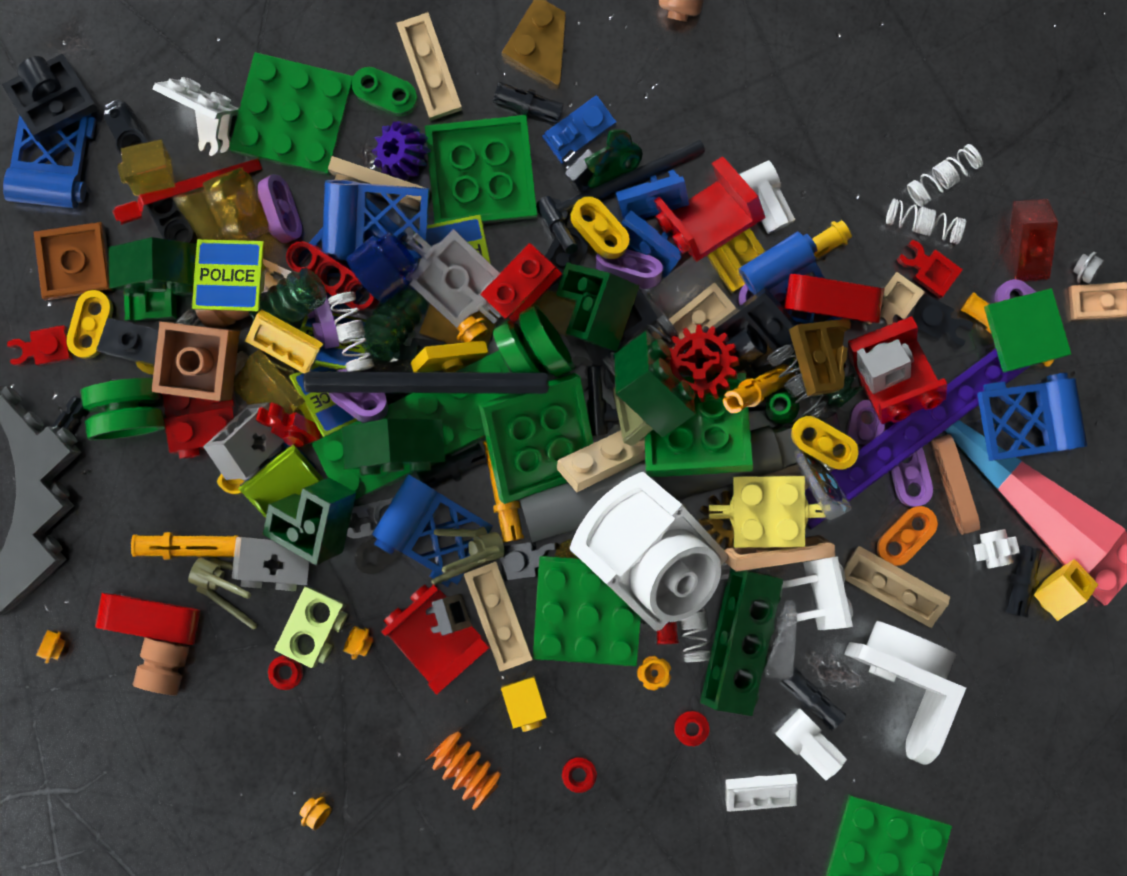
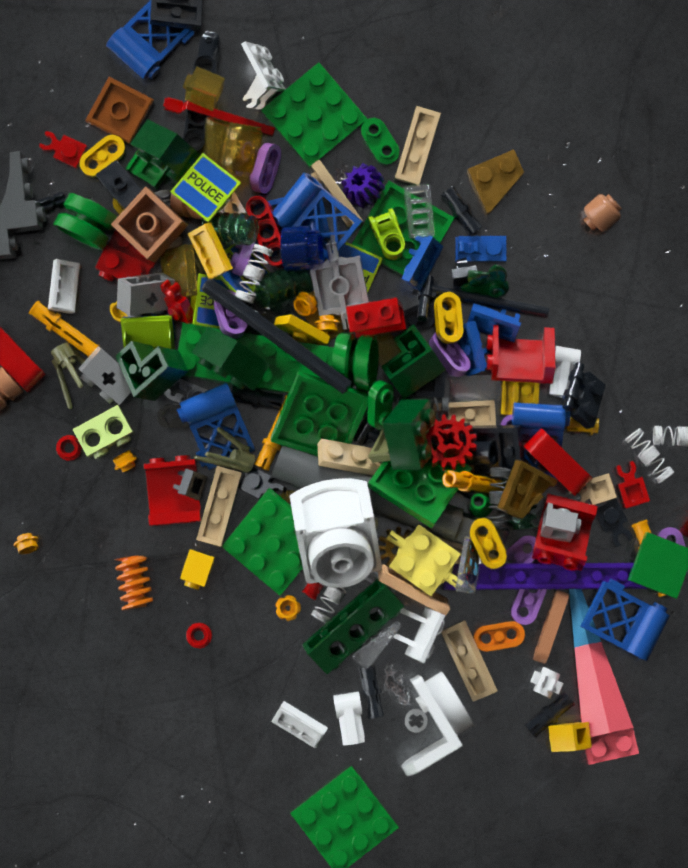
camera: 30 degrees right, 0 degrees up
(150, 498) = (64, 286): none -> white plate
(432, 325) = (305, 304): none -> light orange plate
(463, 179) = (387, 230): none -> lime piece
(491, 126) = (408, 190): none -> clear slope
(526, 187) = (422, 261): none -> blue plate
(594, 376) = (379, 403): none -> green plate
(681, 723) = (286, 648): red plate -> none
(809, 207) = (583, 396): none -> black plate
(888, 703) = (415, 728): none -> light grey bush

